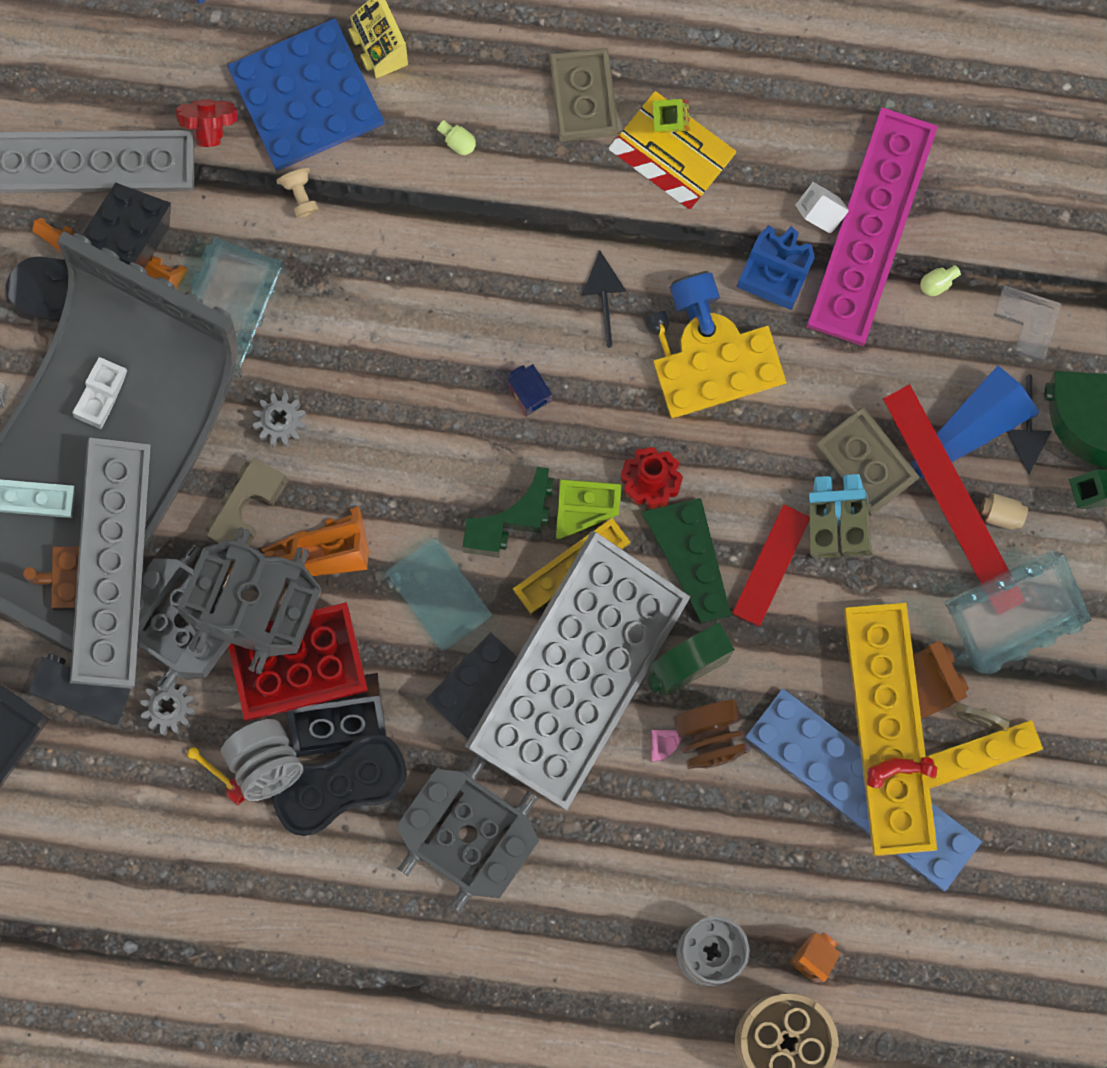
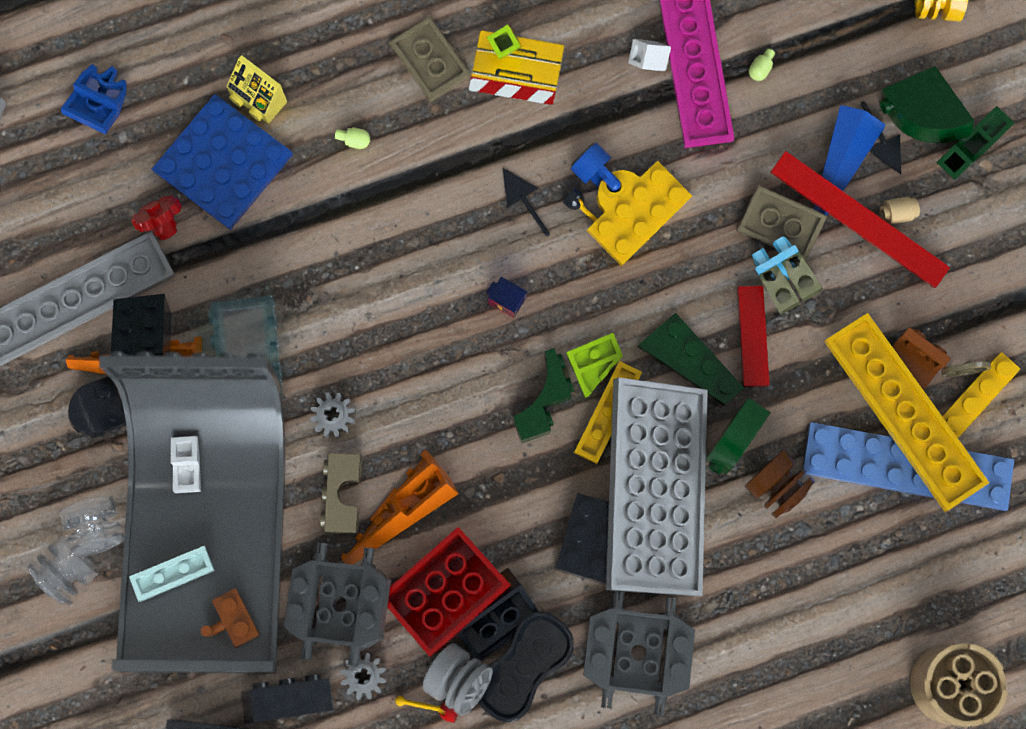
camera: 25 degrees left, 0 degrees up
(110, 563) = (263, 591): light grey plate -> none
(245, 621) = (389, 582): dark grey piece -> none
(295, 182) = (249, 230): tan piece -> none
(439, 594) = (520, 484): clear light blue piece -> none
(651, 478) = (631, 316): red plant -> none
(663, 744) = (745, 509): bright pink tile -> none
(729, 945) = (881, 639): light grey wheel -> none
(777, 267) = (640, 115): blue plate -> none
(816, 957) = (945, 609): orange slope -> none
(894, 765) = (926, 437): red arm -> none
(1018, 611) = (951, 277): window -> none
(1035, 315) = (845, 56): clear plate -> none

